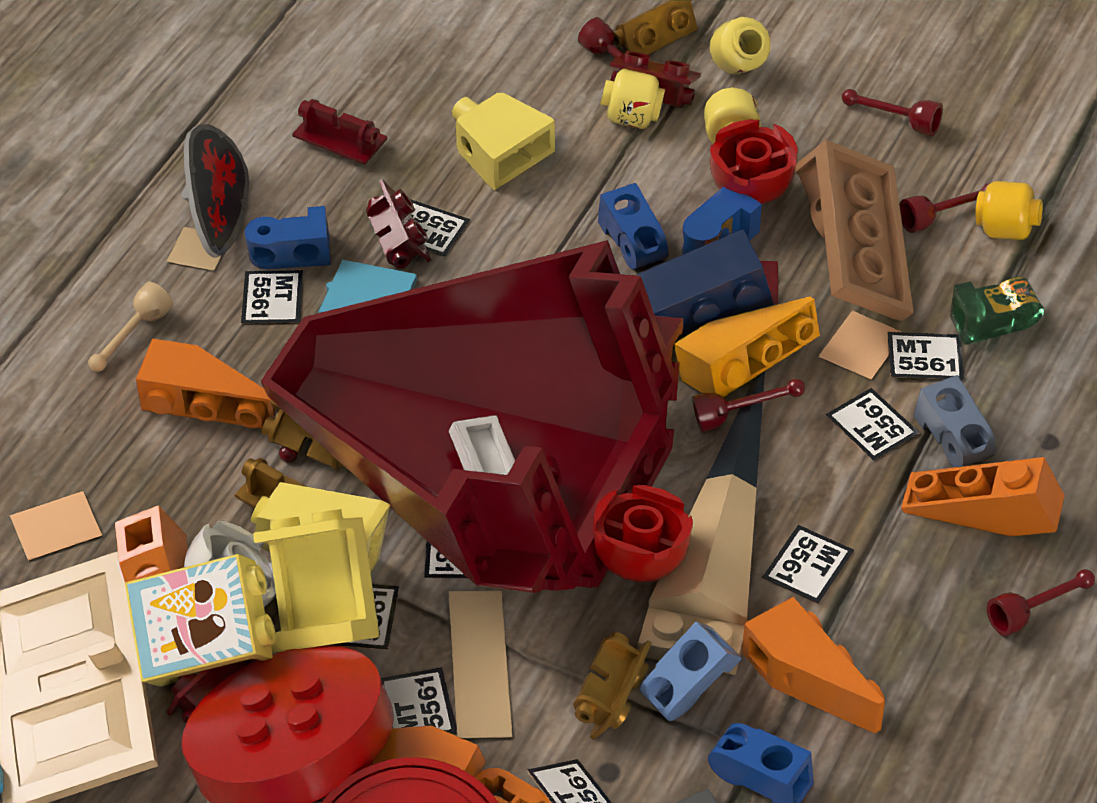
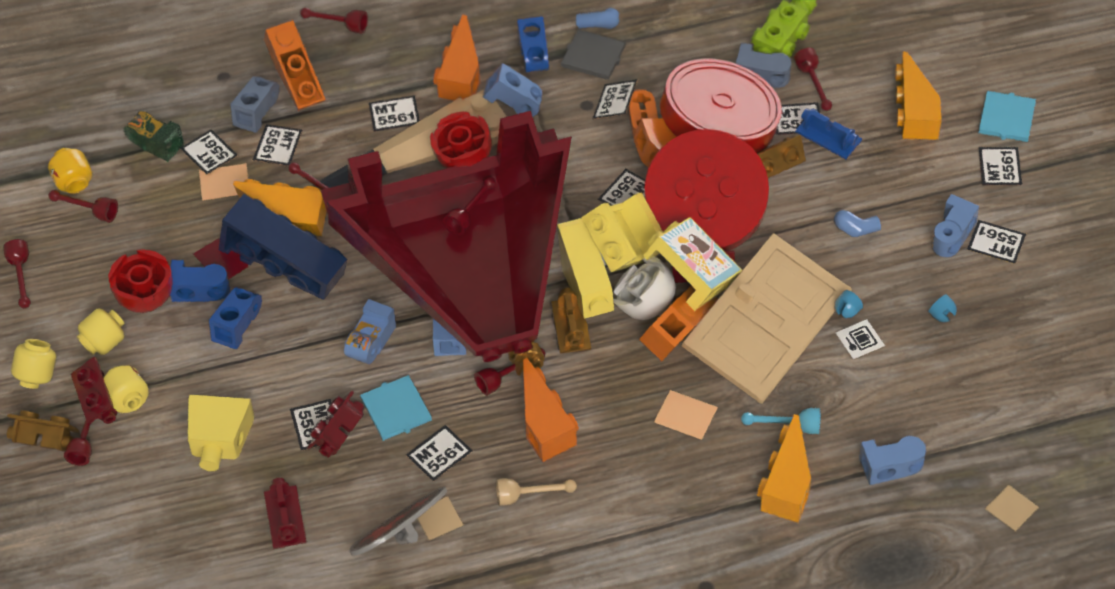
camera: 130 degrees left, 5 degrees up
(289, 241) = (396, 462): blue leg -> none
(479, 664) = (589, 180): tan sticker -> none
(482, 445) = (472, 242): white tile -> none
(606, 700) = (553, 113): pearl gold hinge -> none
(859, 227) = (137, 218): medium nougat plate -> none

